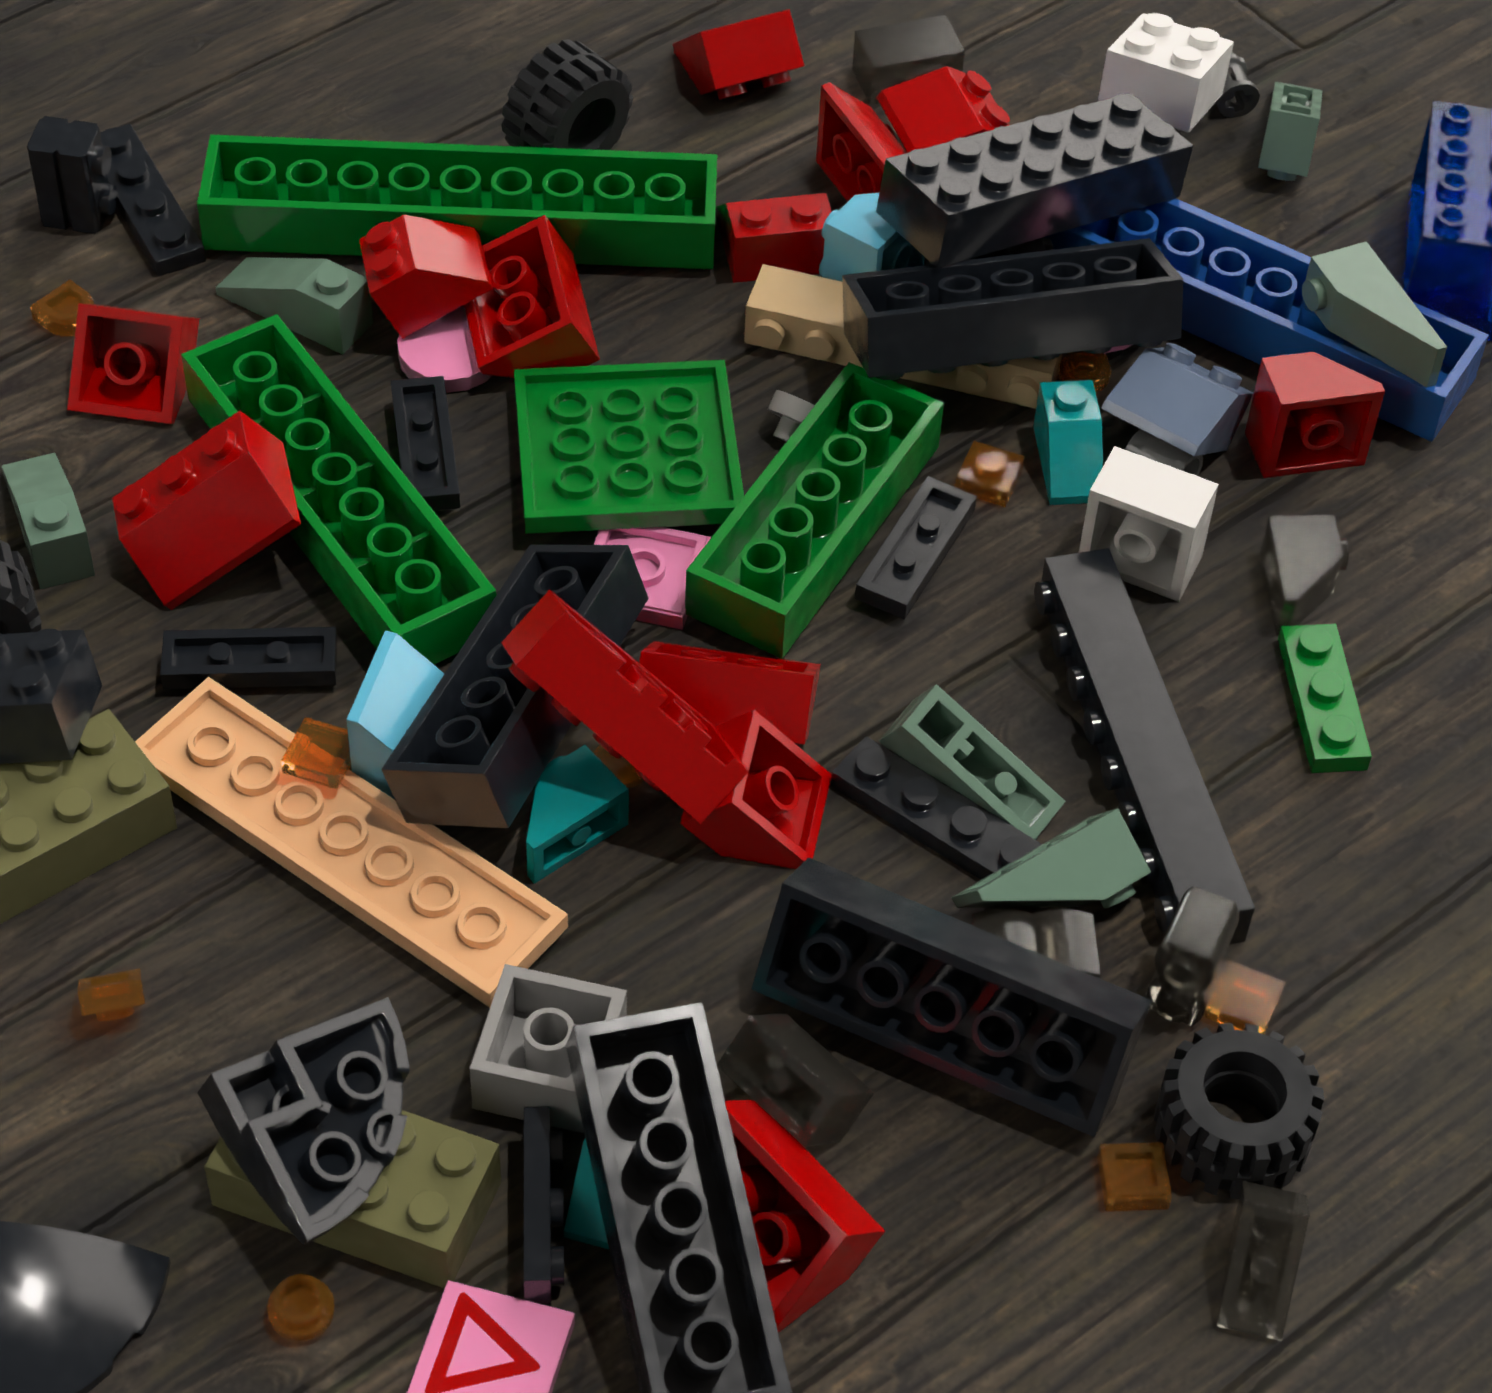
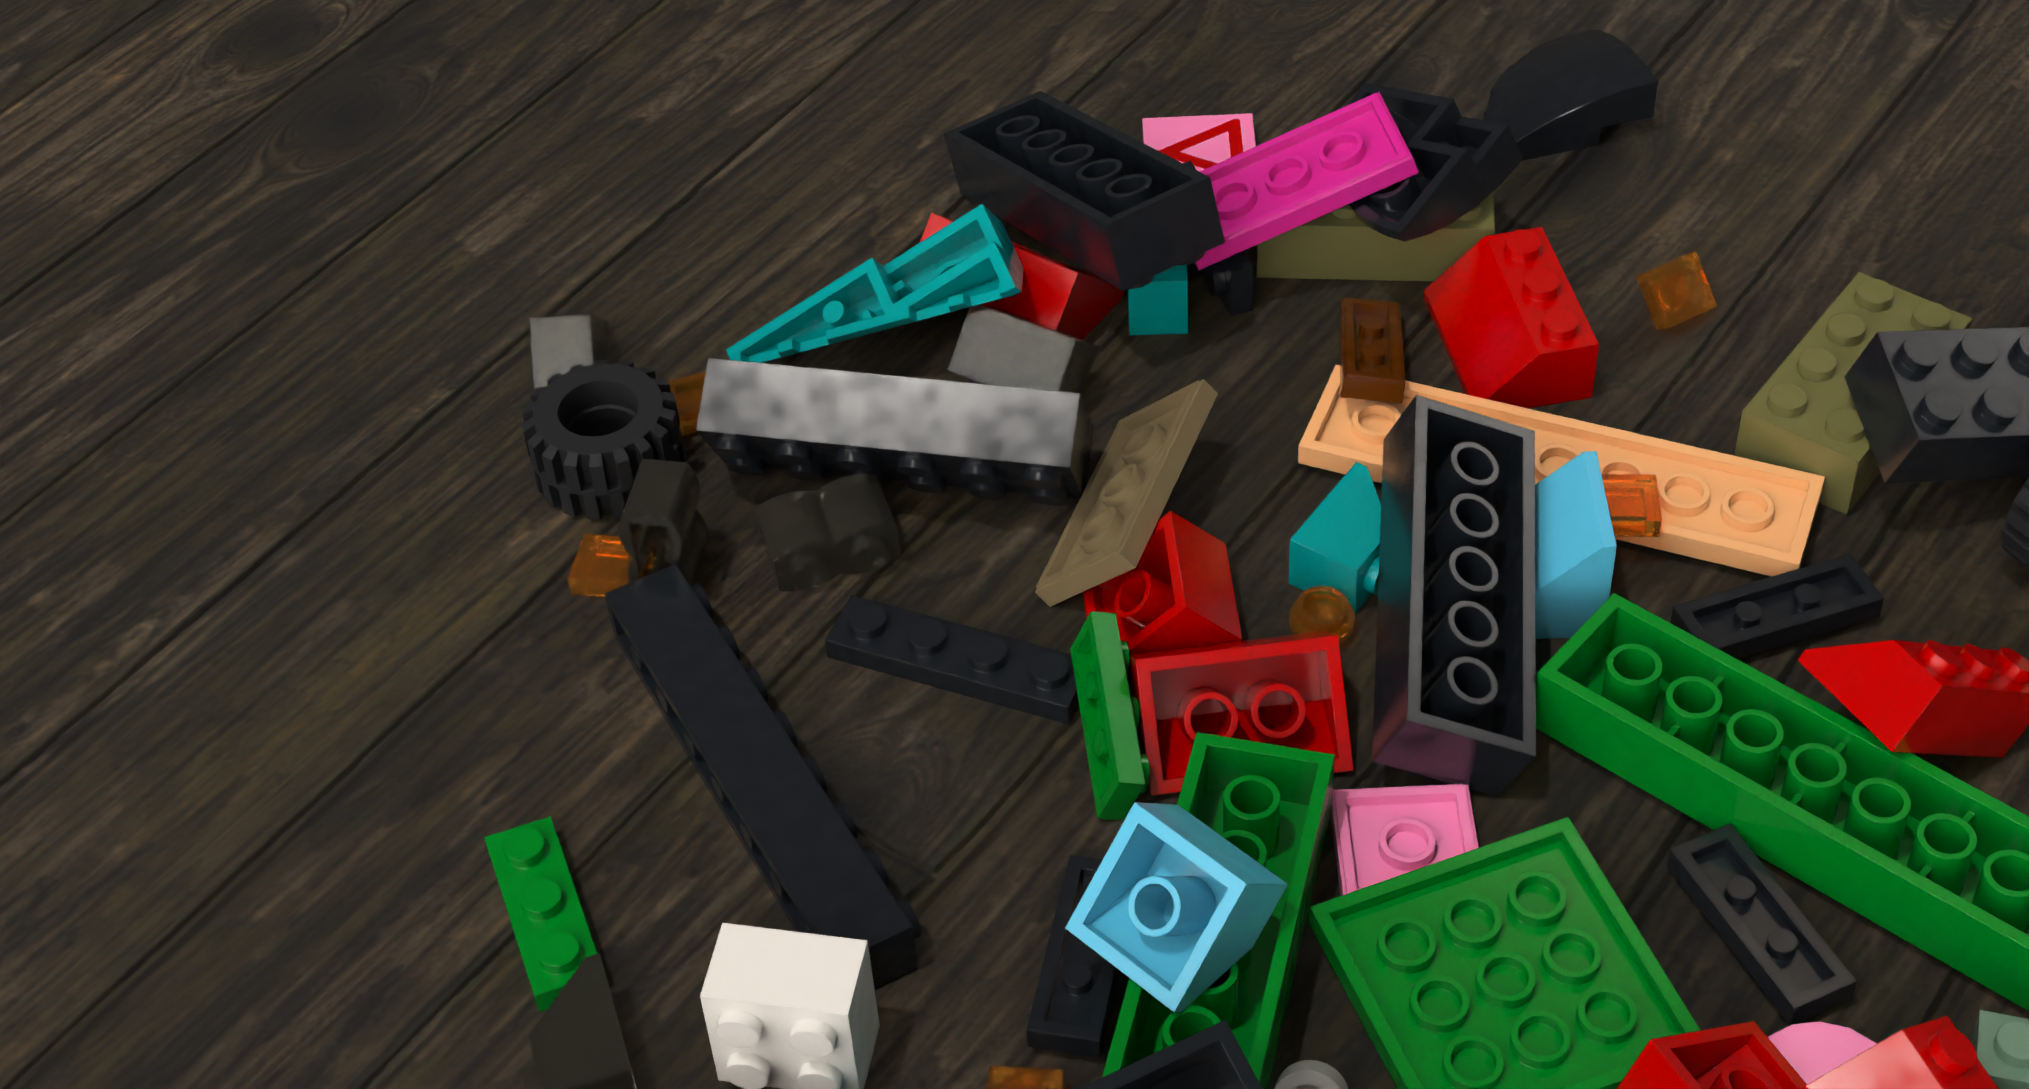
camera: 170 degrees right, 5 degrees down
(289, 973) = (1514, 323): none -> red slope
(451, 994) = (1371, 350): none -> reddish brown tile
(451, 1140) = (1306, 174): none -> dark pink tile
(524, 1042) = (1256, 324): light grey brick -> none
(623, 706) = (1298, 532): red wedge -> none
(721, 908) = (1126, 493): none -> dark tan tile
(839, 698) = (1108, 716): none -> green plate
(852, 464) = (1174, 903): none -> medium azure slope
(857, 1145) = (945, 273): none -> teal wedge
(966, 757) = (952, 694): sand green slope -> none
(1075, 868) = (820, 584): sand green slope -> none

